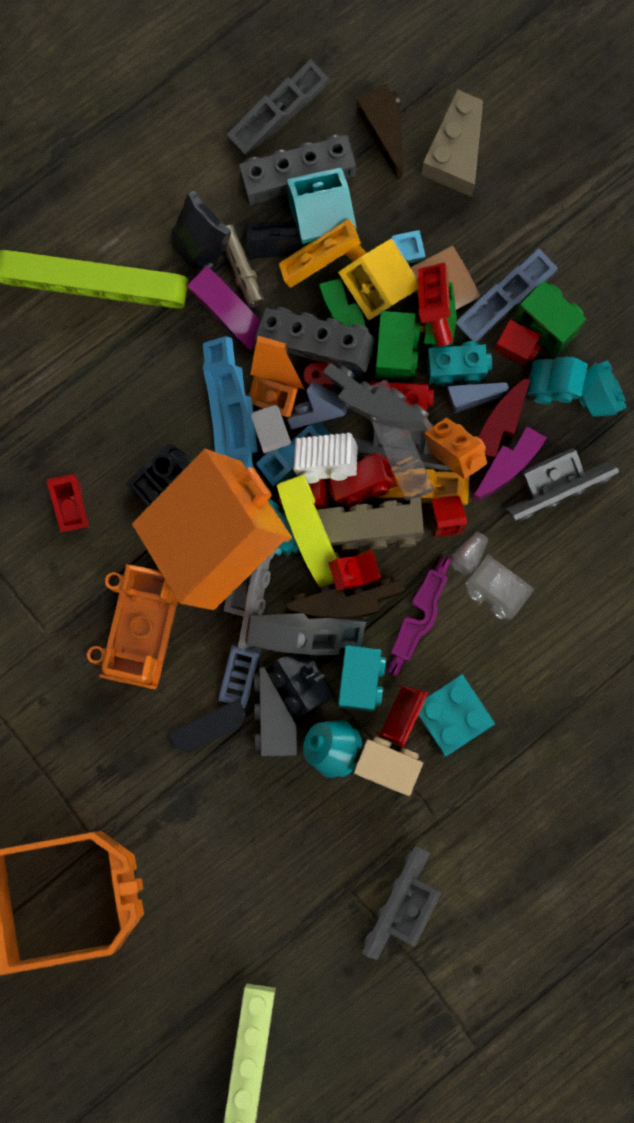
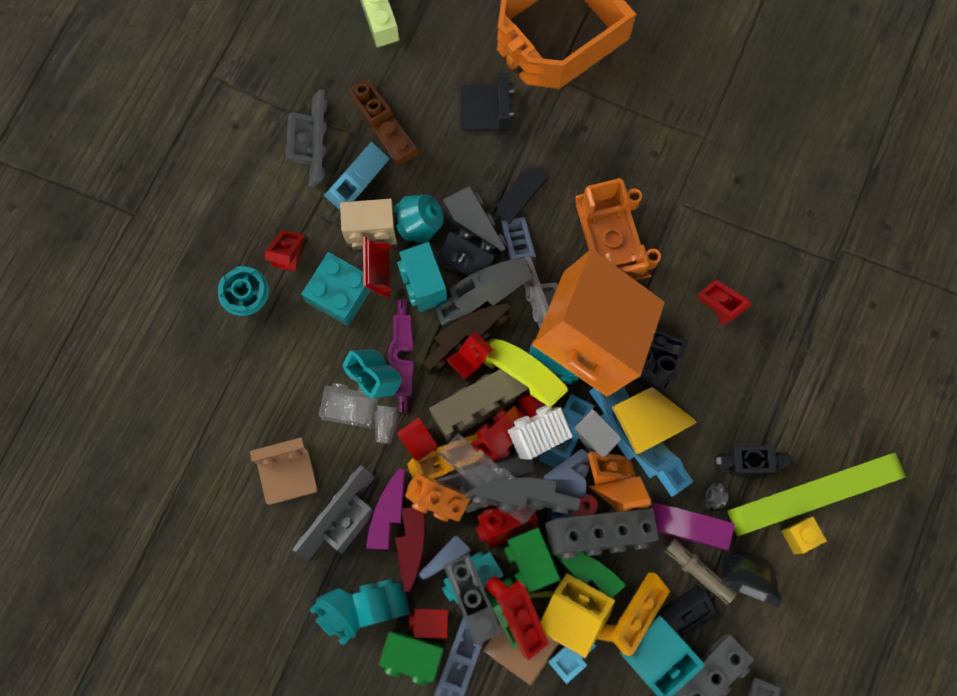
camera: 150 degrees right, 5 degrees down
(127, 247) = (803, 535): none -> yellow brick
(142, 352) = (770, 460): none -> black piece
(186, 323) = (716, 496): none -> dark grey plate
(192, 846) = (487, 105): none -> black bracket
(207, 421) = (650, 419): none -> yellow slope
(315, 883) = (382, 123): none -> reddish brown slope
(373, 832) = (357, 176): none -> medium azure slope
(460, 605) = (372, 373): none -> teal brick
(470, 334) = (472, 599): none -> dark grey slope
(487, 789) = (285, 250): none -> red slope
(553, 760) = (243, 291): none -> teal cone
(591, 554) = (285, 470): none -> medium nougat bracket

